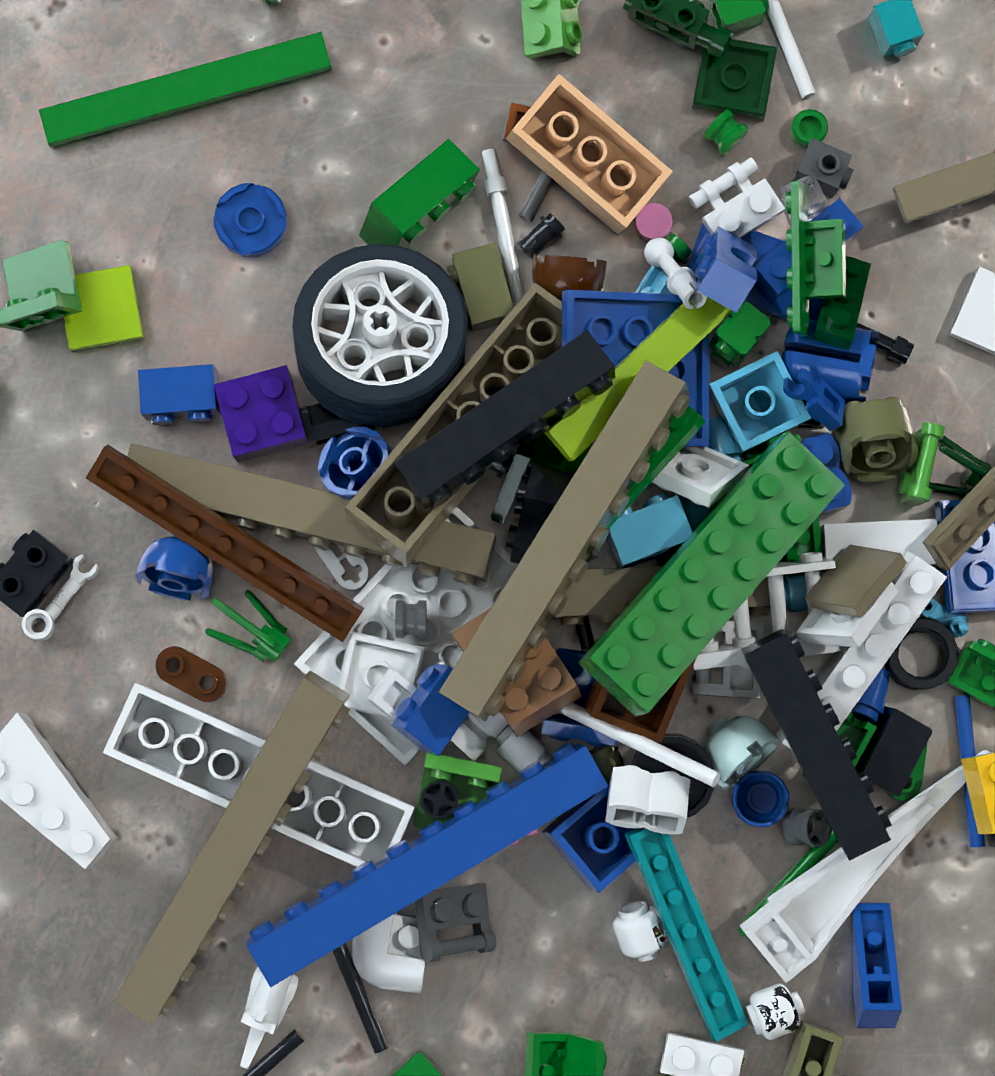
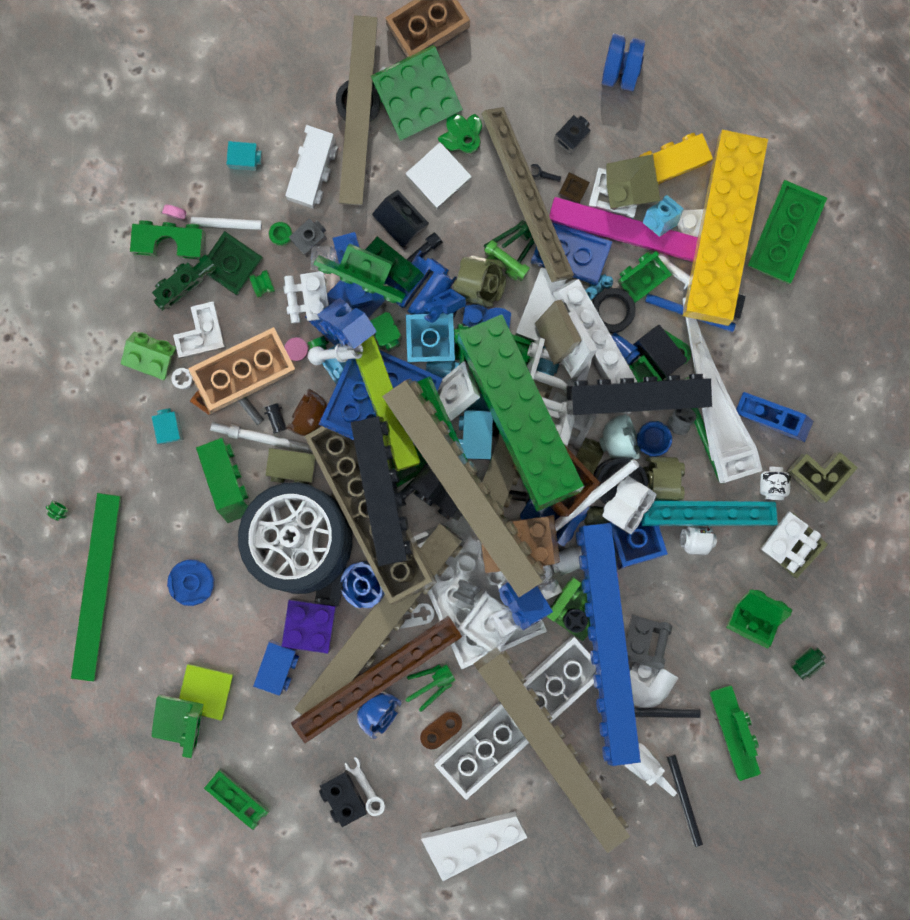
camera: 65 degrees left, 5 degrees up
(459, 88) = (167, 426): none -> teal brick
(511, 484) = (414, 500): tile -> none
(537, 68) = (178, 372): none -> white bush
(612, 86) = (207, 333): none -> white plate
(694, 713) = (590, 454): none -> olive bracket
(710, 839) = (665, 478): none -> olive brick
(911, 286) = (400, 218): none -> black panel
(926, 128) = (312, 167): none -> white wedge

